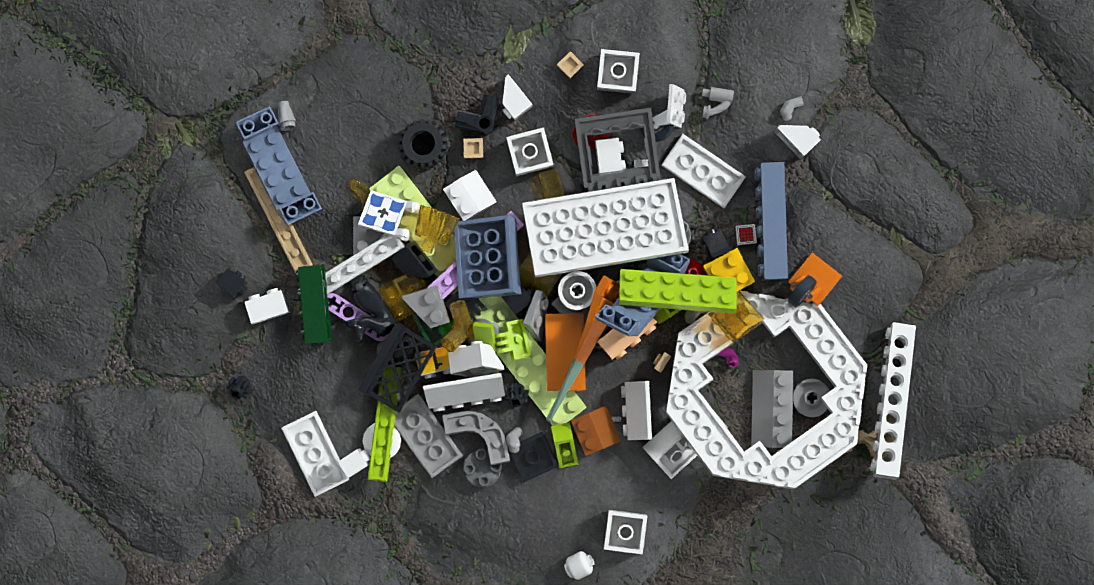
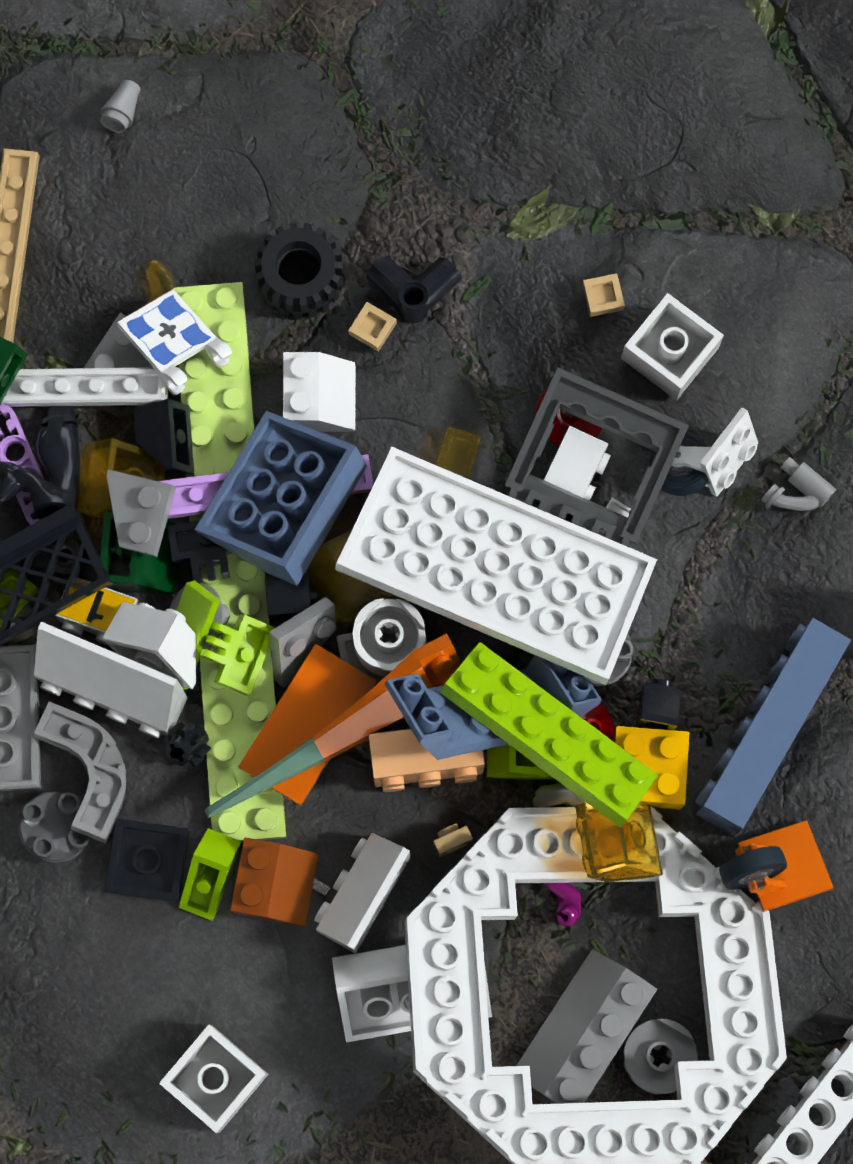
camera: 30 degrees right, 10 degrees down
(276, 166) = (56, 163): sand blue slope -> none
(434, 227) = (231, 399): clear yellow torso -> none
(461, 328) = (169, 579): clear yellow piece -> none
(512, 439) = (132, 811): light grey arm -> none
(514, 100) = (482, 293): white slope -> none
(530, 151) = (455, 382): white brick -> none
(579, 565) = (104, 1086): white head -> none
(703, 171) = (710, 584): white tile -> none
(746, 234) = (716, 725): tile -> none

